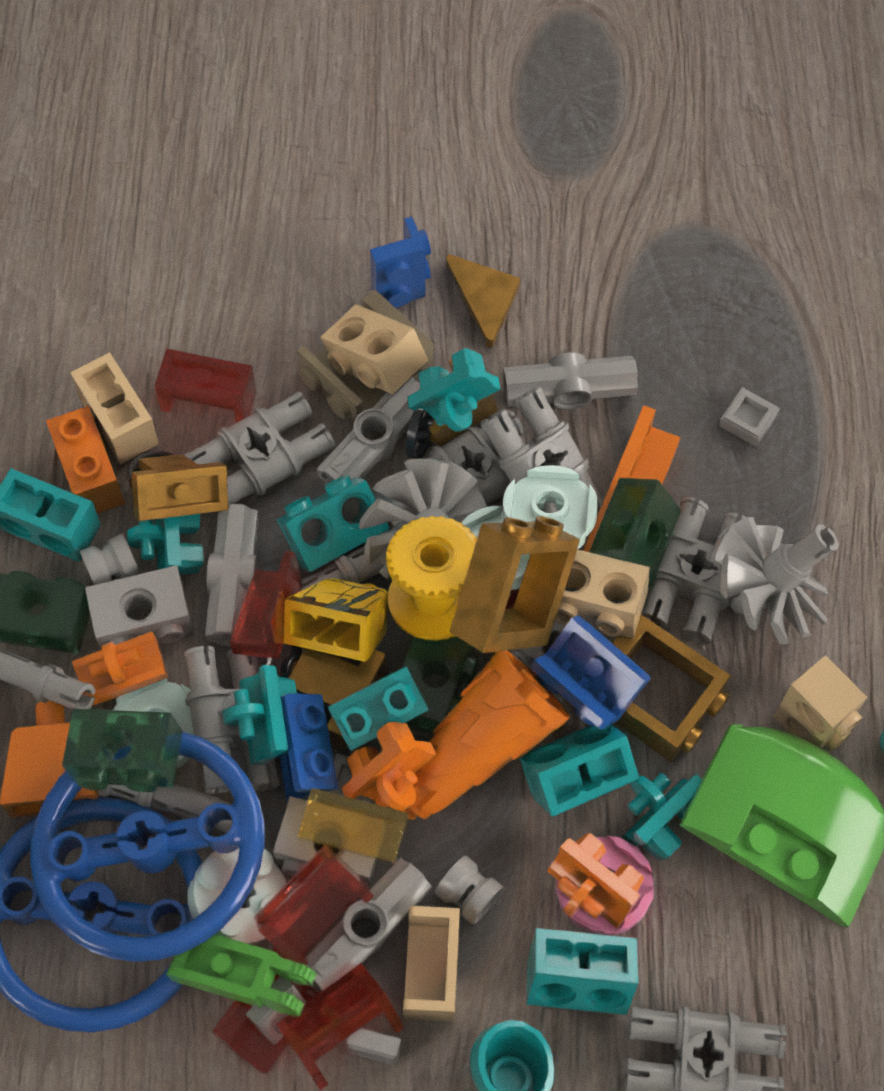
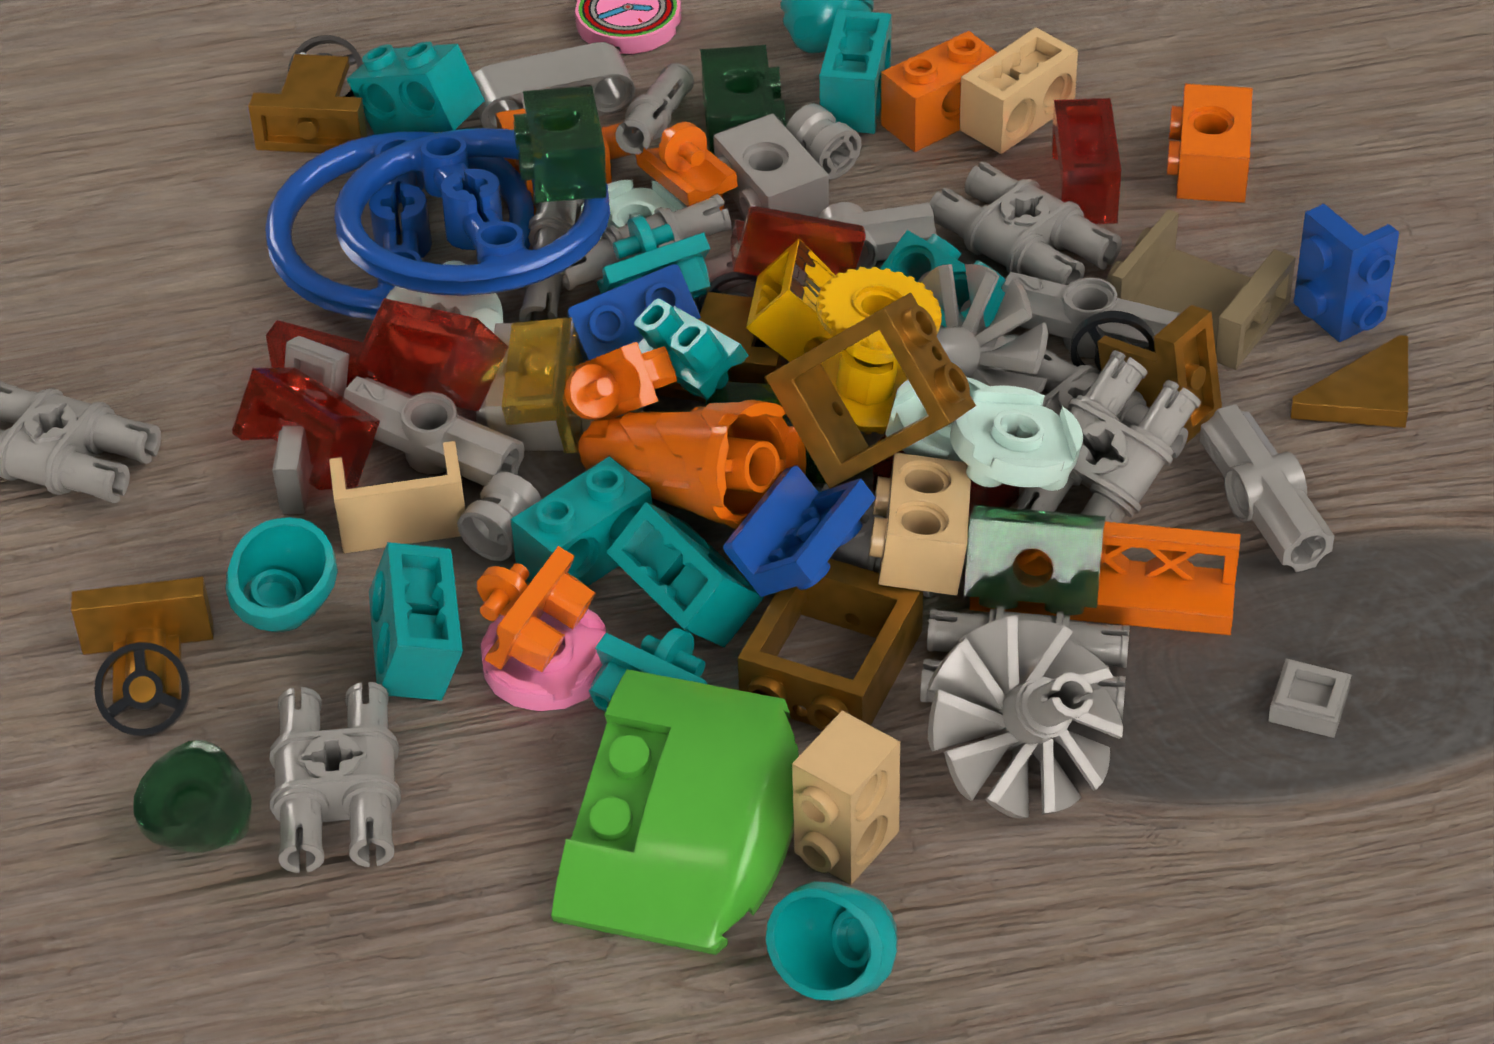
camera: 80 degrees right, 20 degrees down
(166, 539) = (877, 171): teal hips -> none
(176, 486) = (925, 143): pearl gold piece -> none
(196, 285) = (1213, 143): none -> orange brick
(240, 973) = (340, 313): bright green hinge -> none
(374, 349) = (1198, 268): tan brick -> none
(454, 395) = (1138, 306): teal hips -> none
(506, 831) = (581, 519): none -> teal brick

